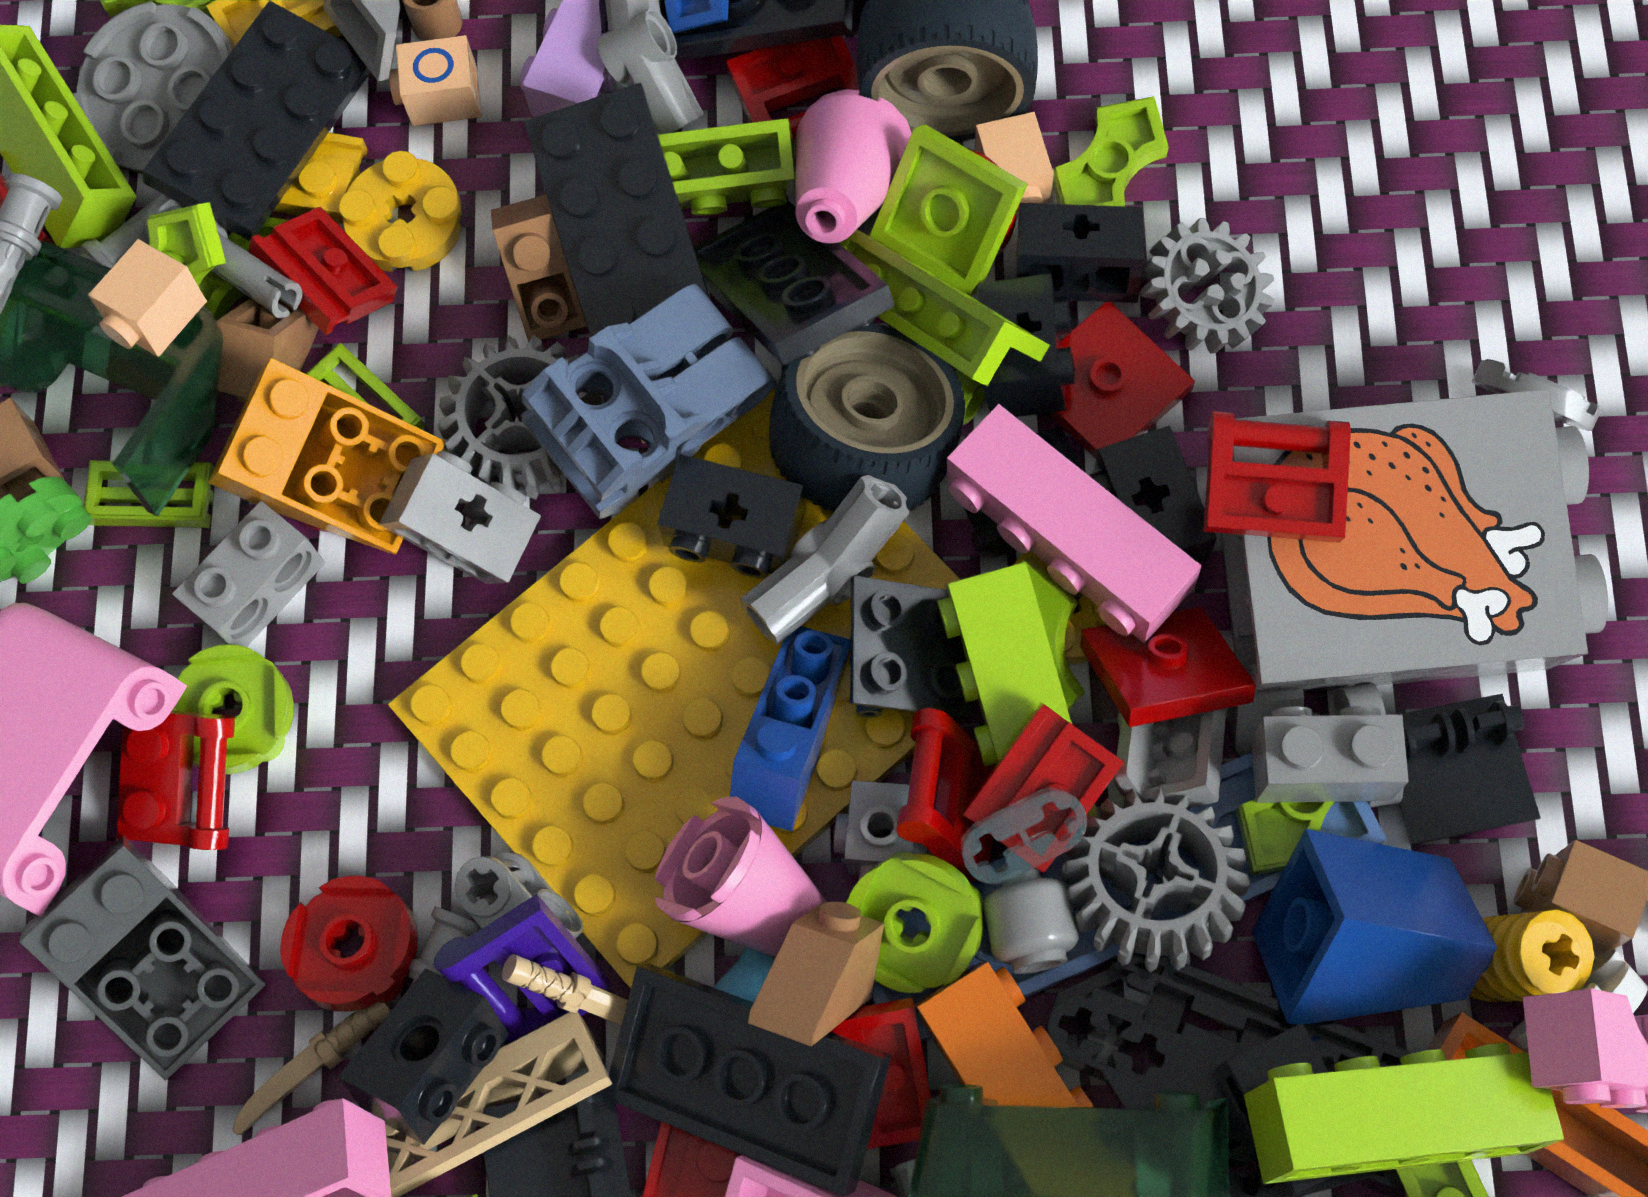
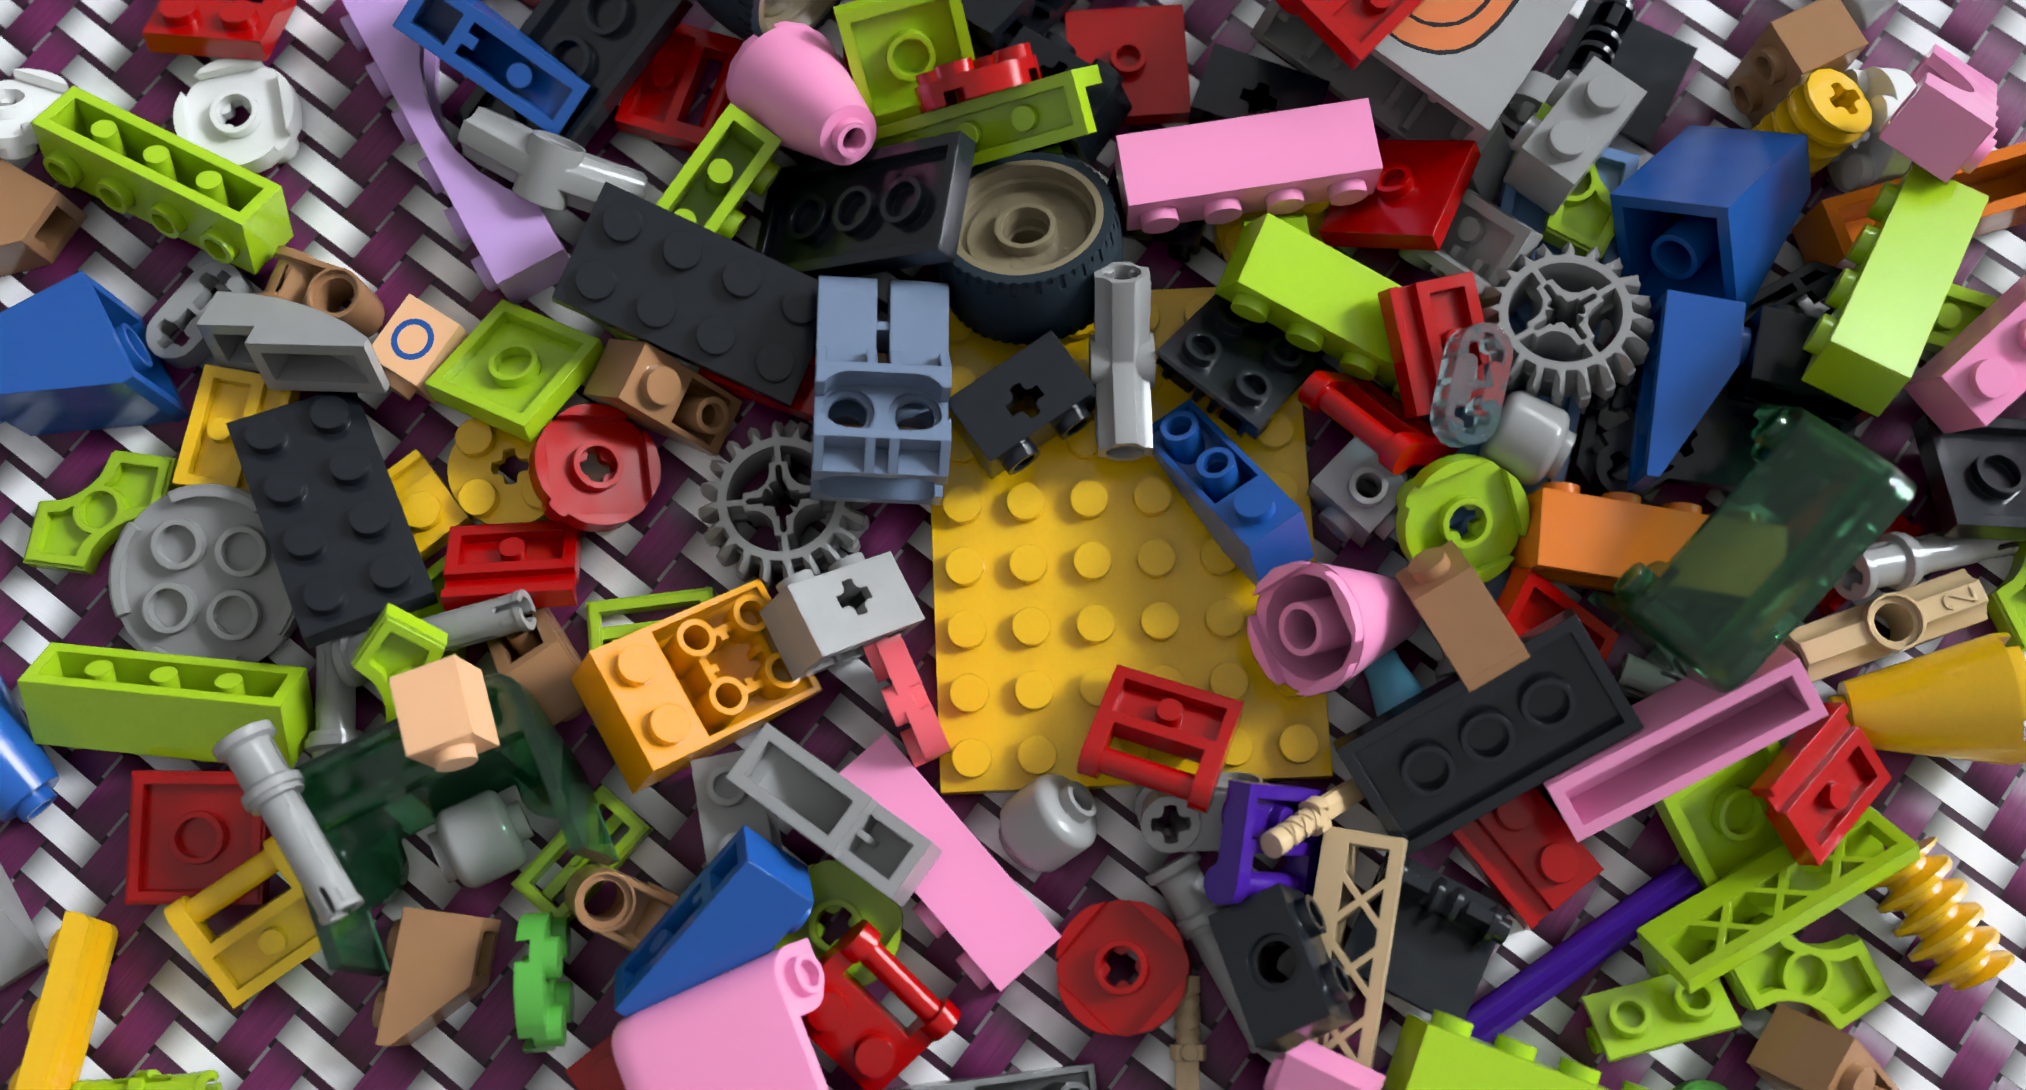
camera: 55 degrees left, 5 degrees up
(100, 410) = (480, 839): none -> light grey head
(125, 560) = (634, 908): none -> medium nougat piece
(151, 614) = (719, 923): none -> blue slope
(291, 632) = (834, 814): none -> light grey slope
(329, 747) = (965, 885): none -> bright pink brick
(419, 798) = (1048, 823): none -> light grey head
(430, 616) = (907, 699): none -> coral plate
(440, 228) = (571, 495): none -> red plate
(470, 151) = (515, 370): none -> lime plate
(563, 818) = (1167, 719): none -> red plate
(965, 280) = (976, 78): none -> red plate
(1197, 1008) = (1688, 363): none -> blue slope

